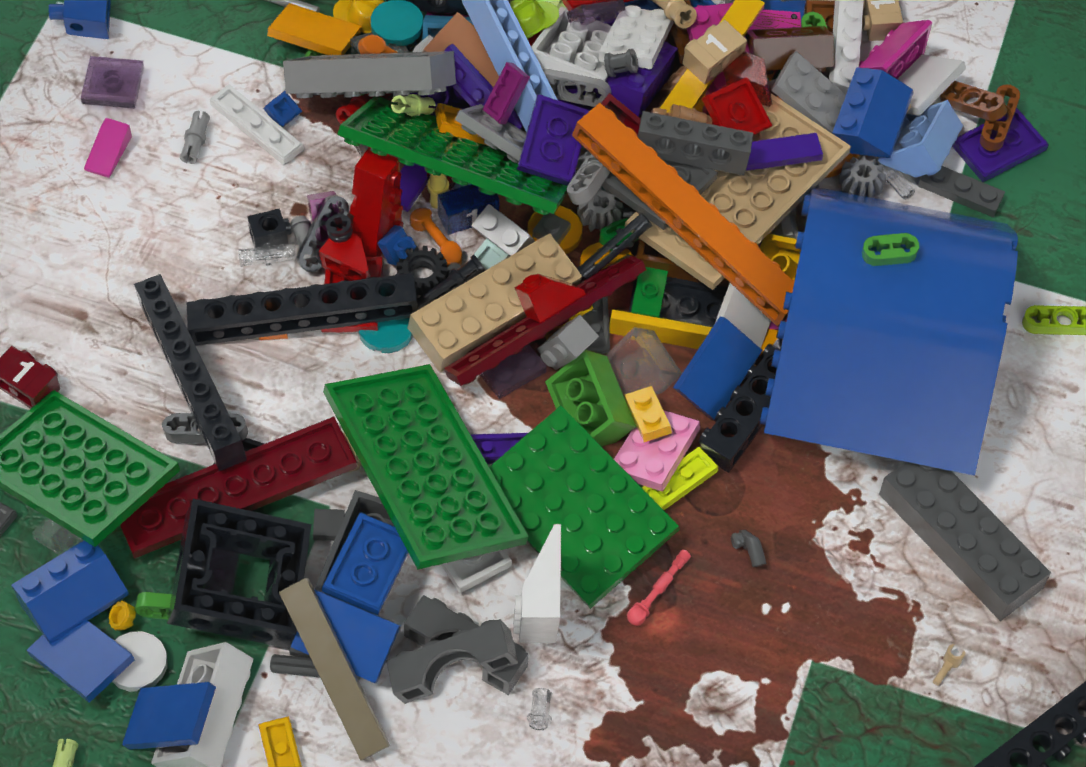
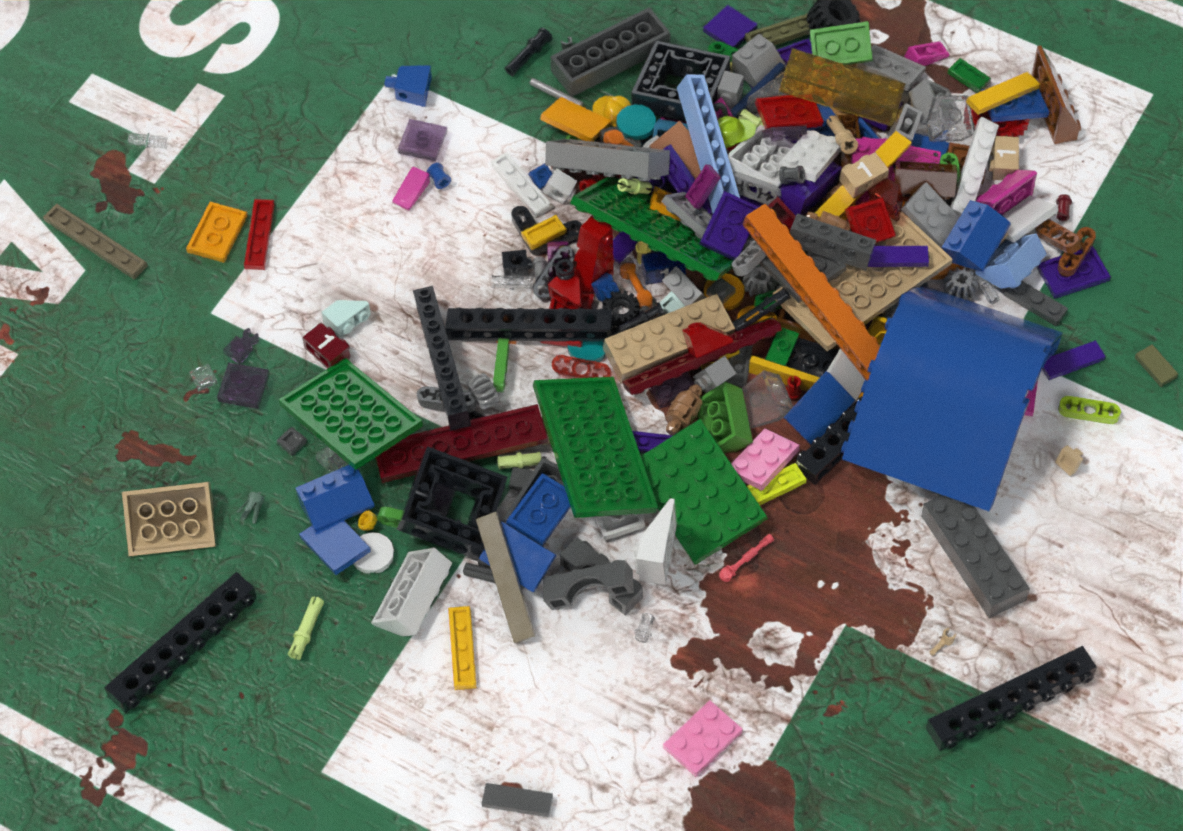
camera: 15 degrees right, 0 degrees up
(44, 331) = (345, 315): none -> light aqua slope
(143, 126) = (439, 176): none -> blue bush
(169, 716) = (388, 592): blue tile -> none
(194, 137) = (475, 188): light grey pin -> none
(256, 409) = (483, 391): none -> light grey gear
(272, 370) = (501, 364): none -> bright green beam
(294, 190) = (529, 222): none -> black beam
(299, 182) = (543, 232): none -> yellow tile
(310, 119) = (560, 186): none -> white brick
(321, 498) = (518, 460): none -> yellowish green pin
(362, 350) = (567, 360): none -> clear red beam
(534, 395) = (684, 409): none -> medium nougat piece
(648, 414) = (762, 434): yellow plate -> none
(675, 344) = (793, 387): none -> red pin
(751, 544) = (819, 537): dark grey arm -> none
(890, 249) = (951, 339): bright green beam -> none
(969, 56) = (1063, 202): none -> dark red pin
(1038, 252) = (1073, 360): none -> dark purple tile
(1056, 390) = (1069, 459): none -> tan tile

